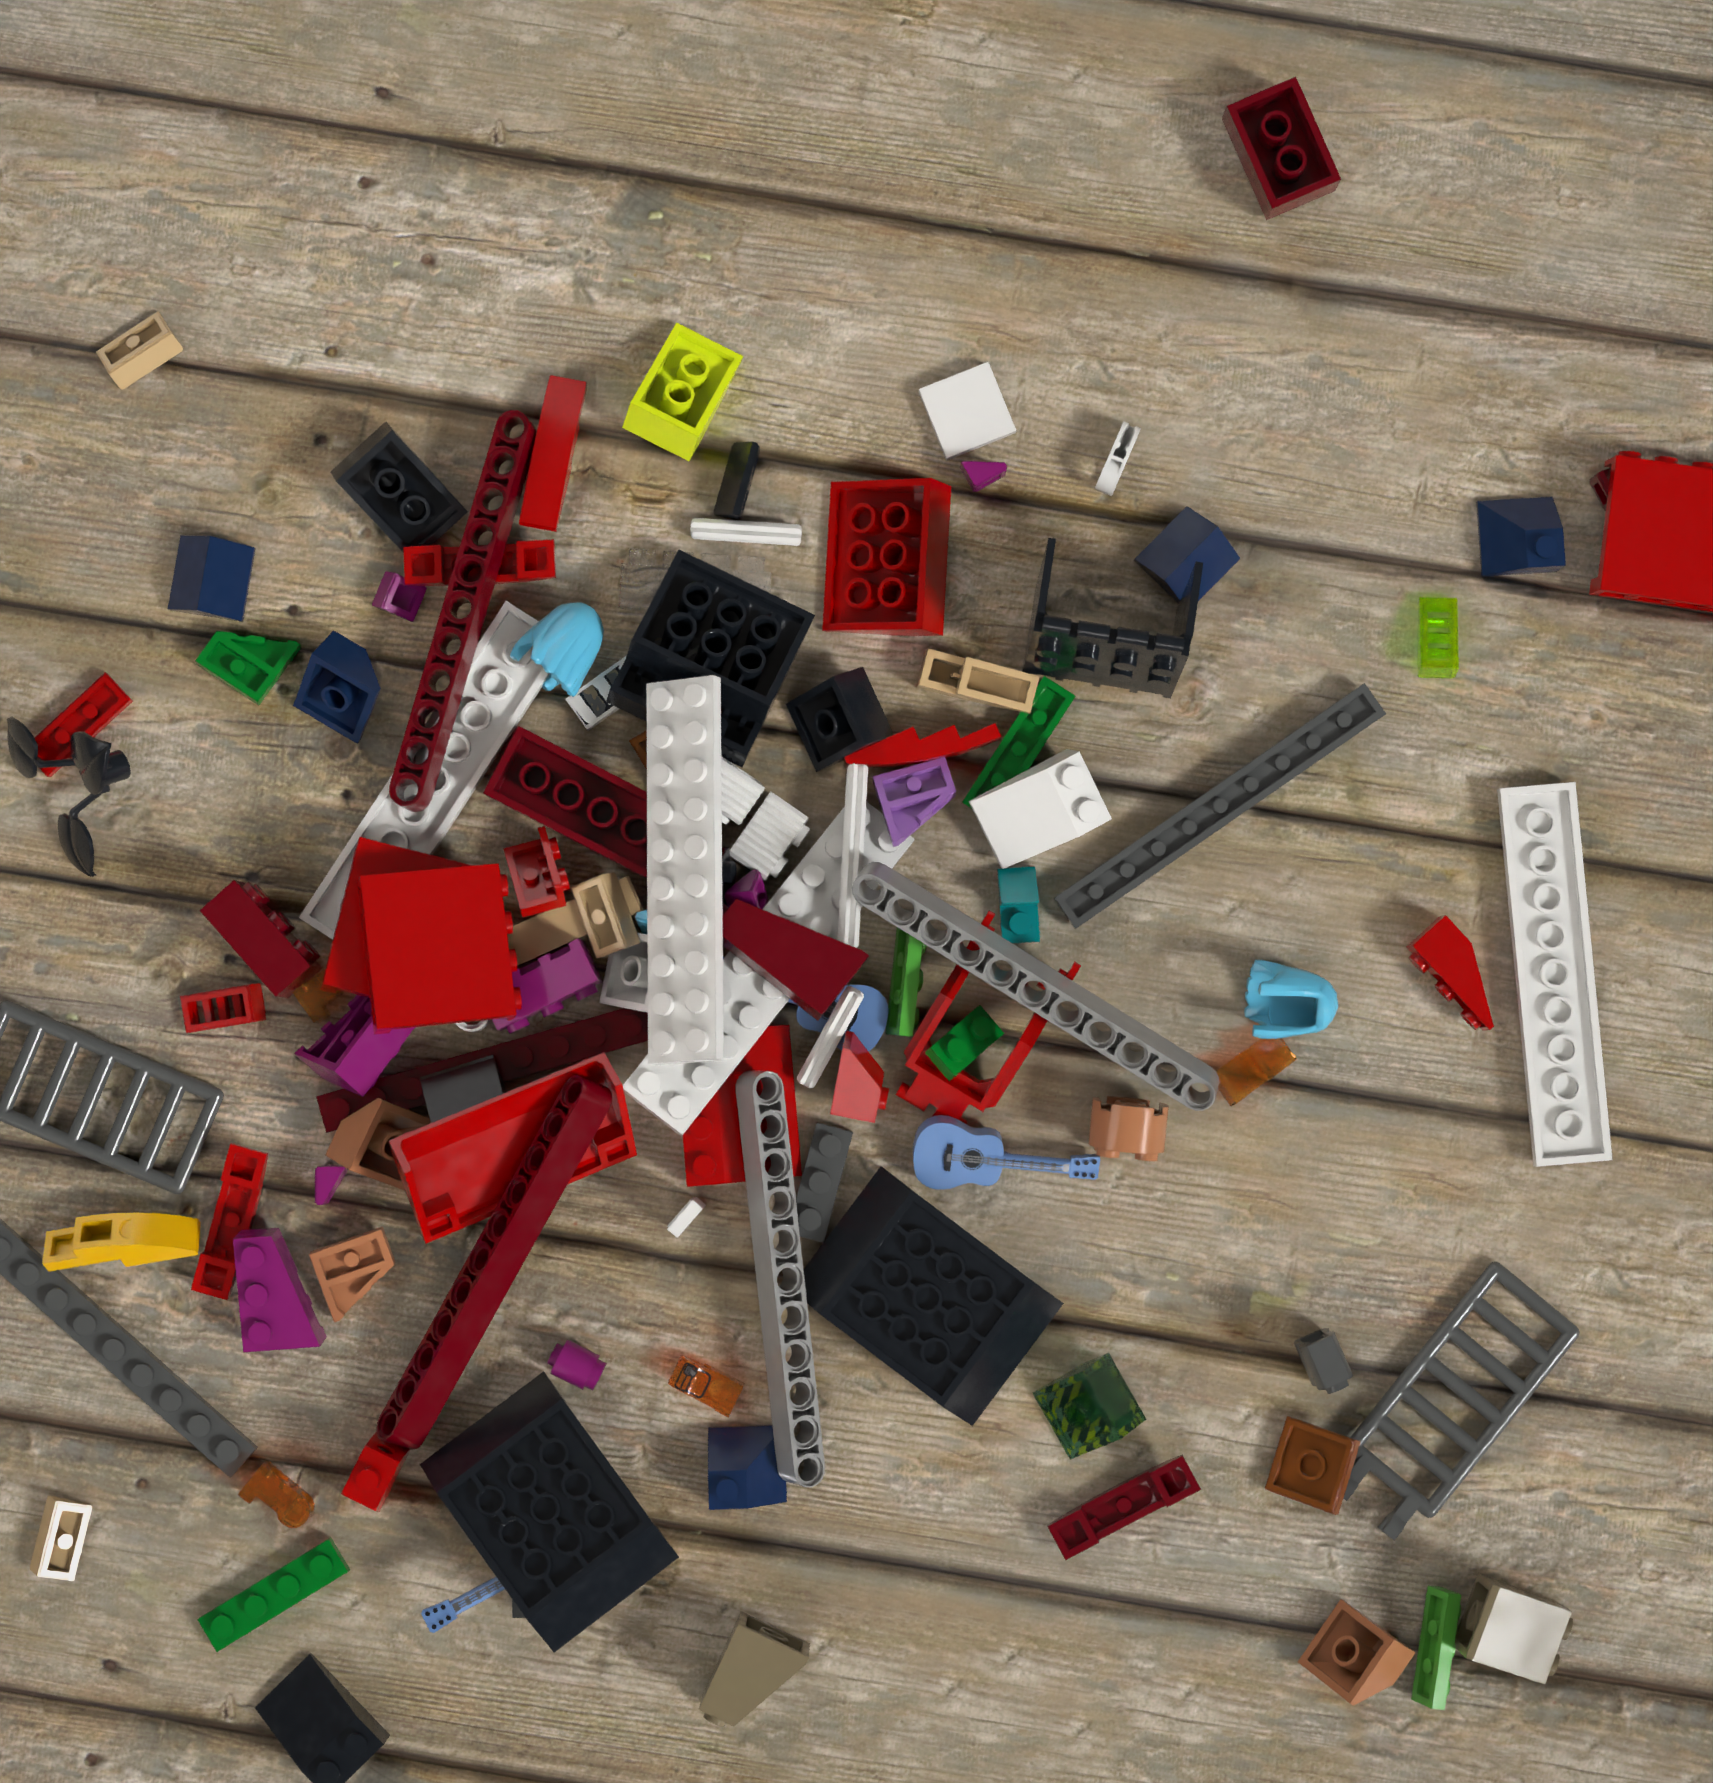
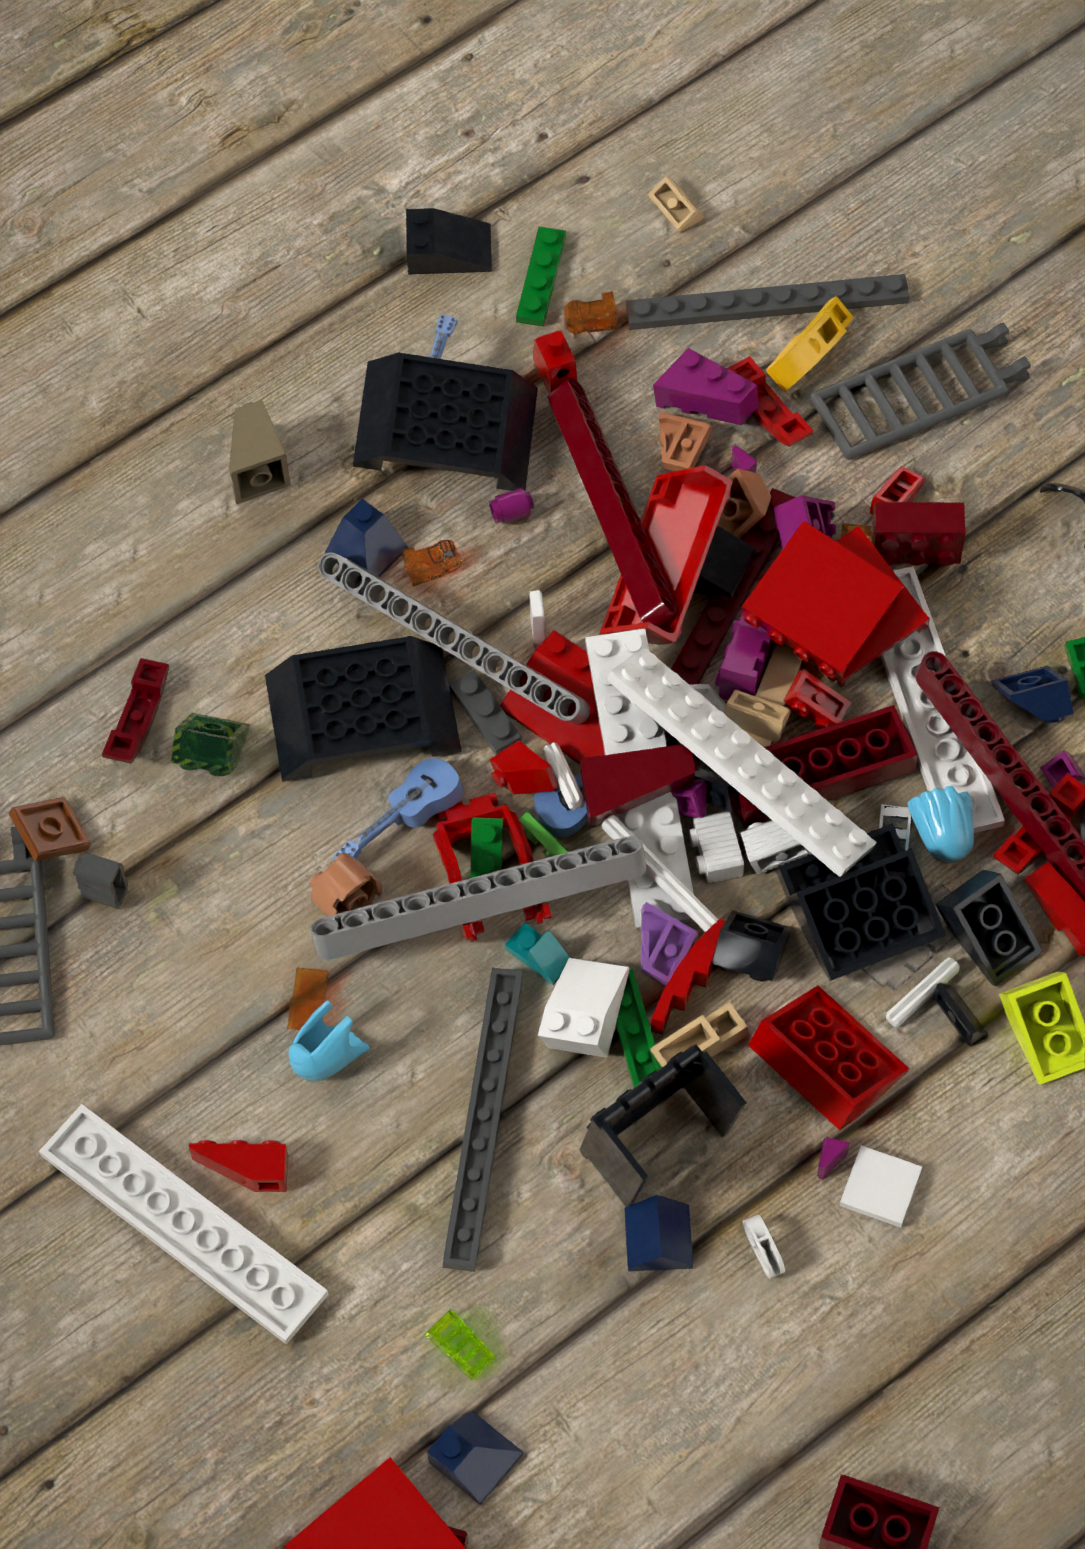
camera: 135 degrees right, 25 degrees down
(631, 523) = (989, 925): none -> black slope

